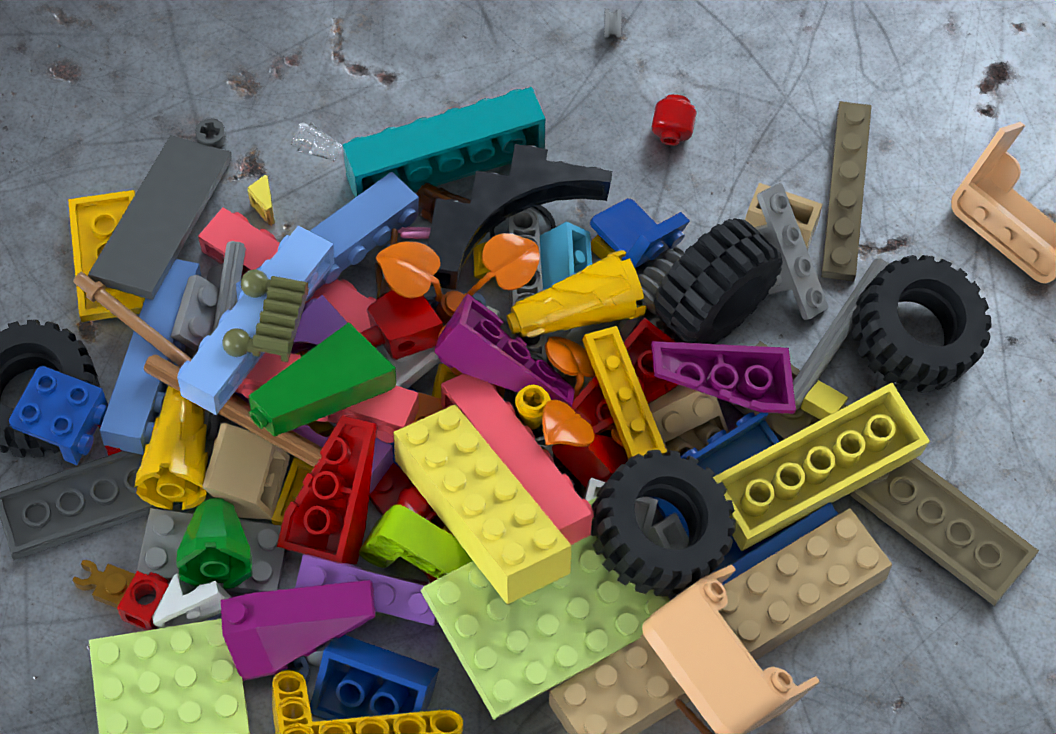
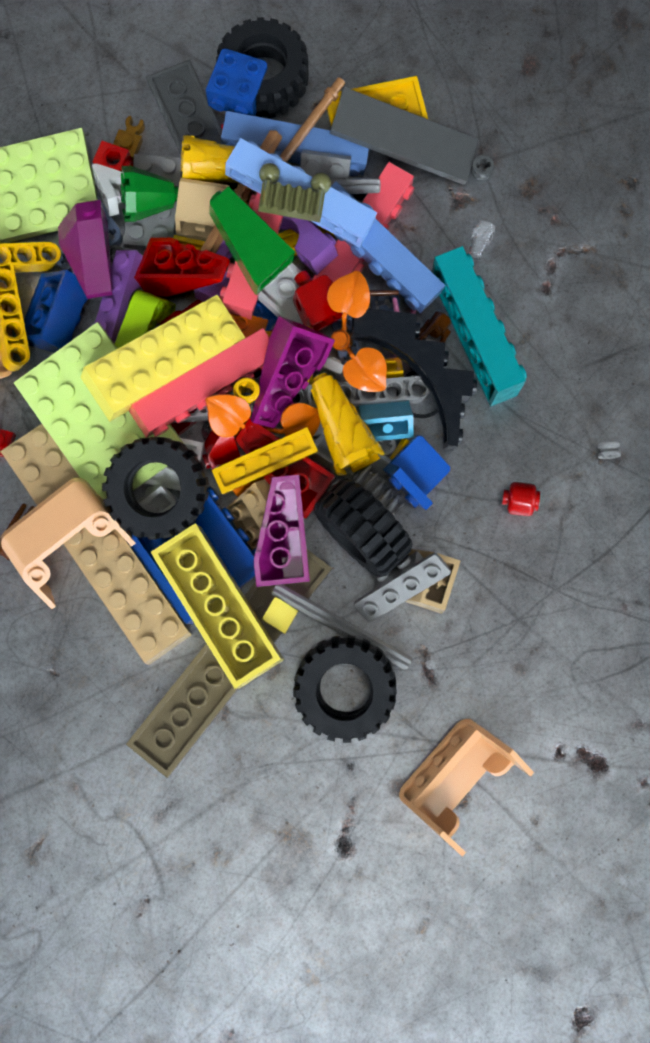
camera: 85 degrees right, 15 degrees up
(261, 200) = (428, 207): light yellow slope -> none
(846, 191) = (474, 636): dark tan plate -> none

